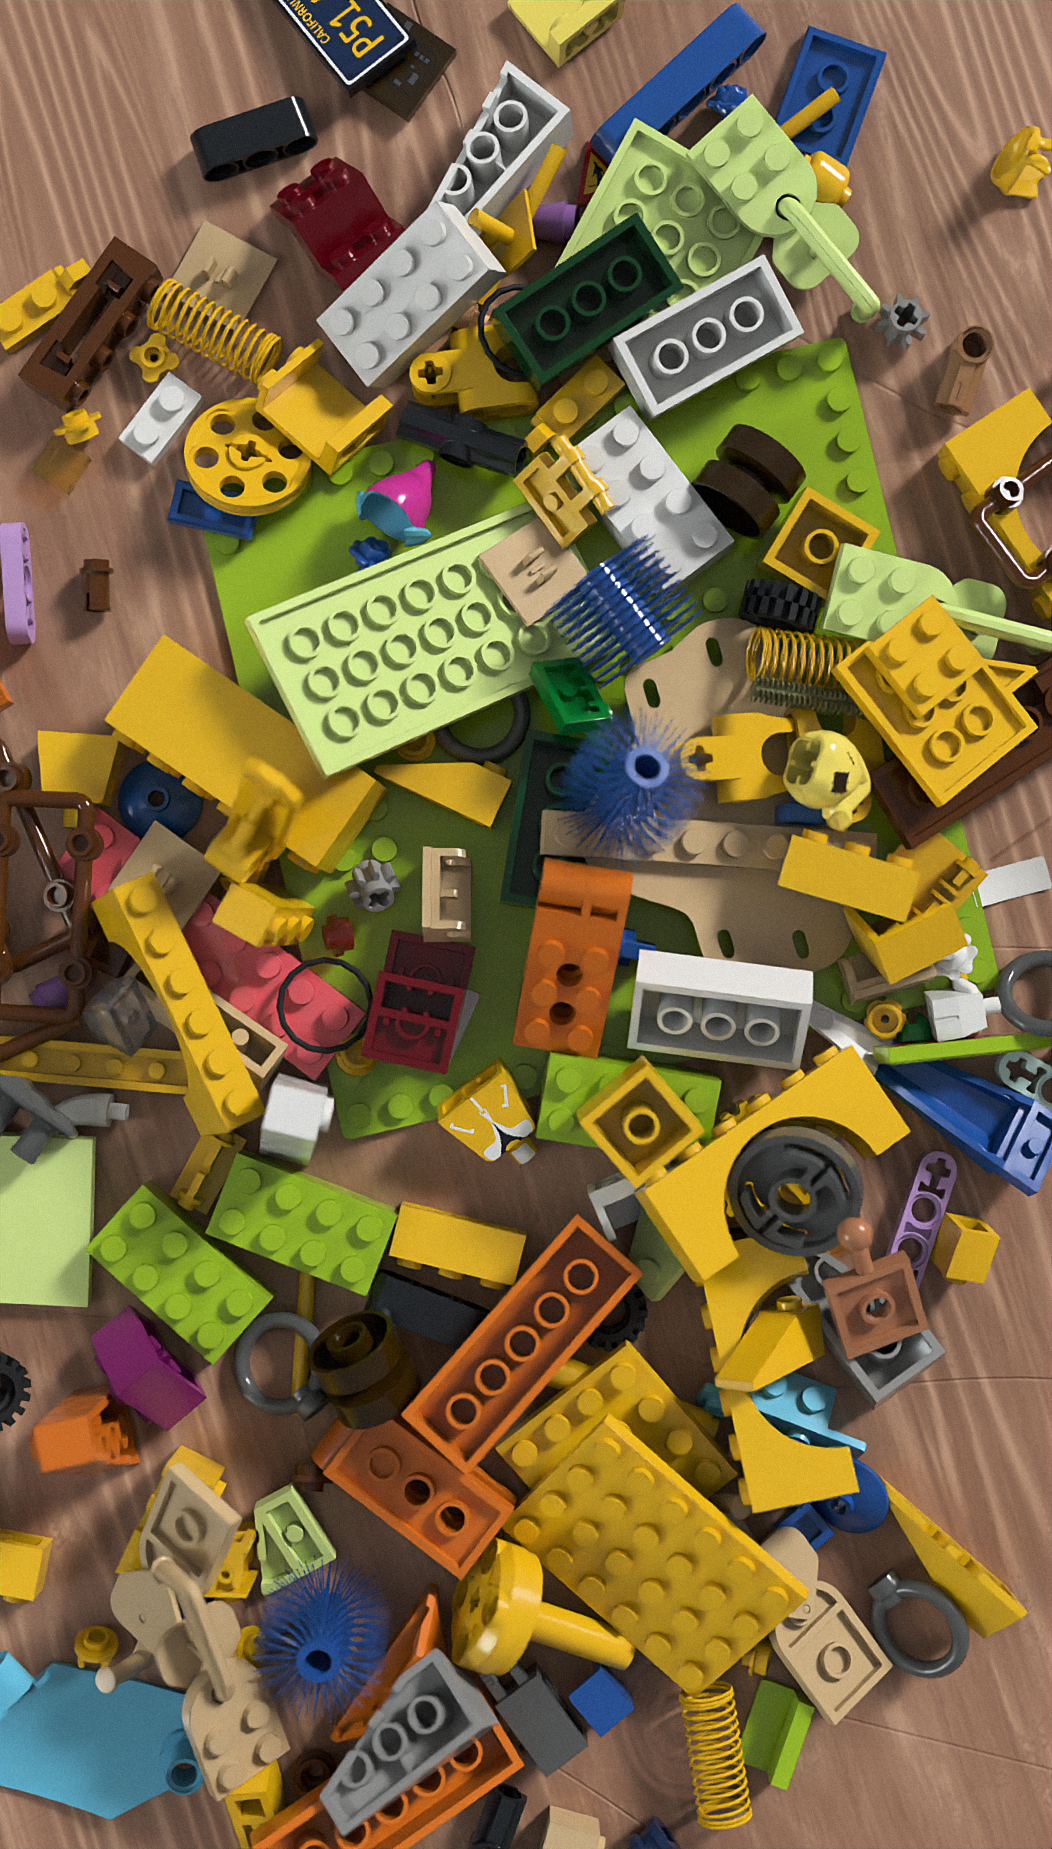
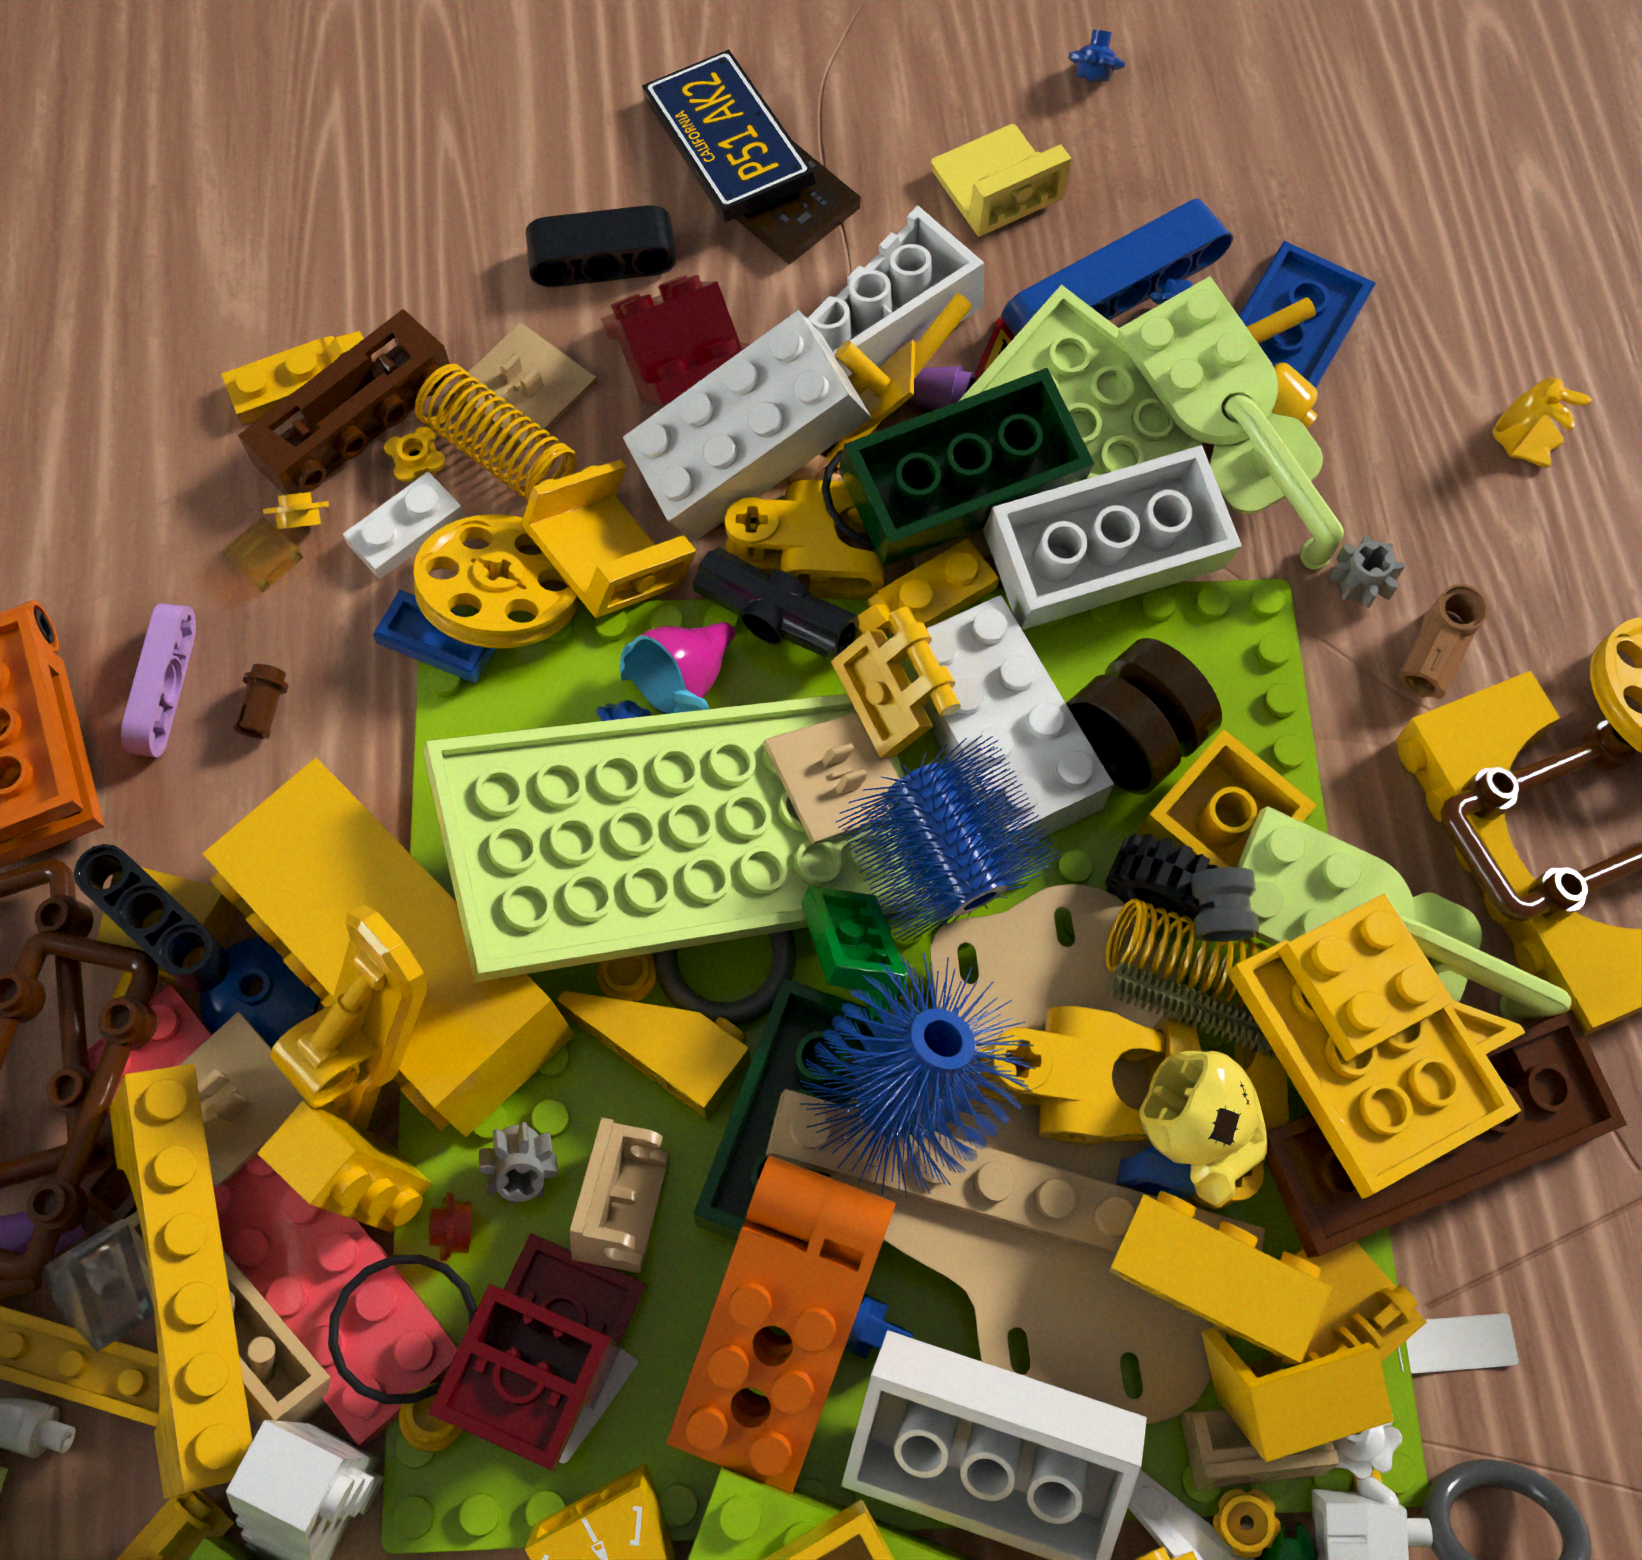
camera: 10 degrees right, 20 degrees down
(60, 762) = (137, 896): none -> black beam
(823, 624) = (1224, 904): none -> dark grey wheel

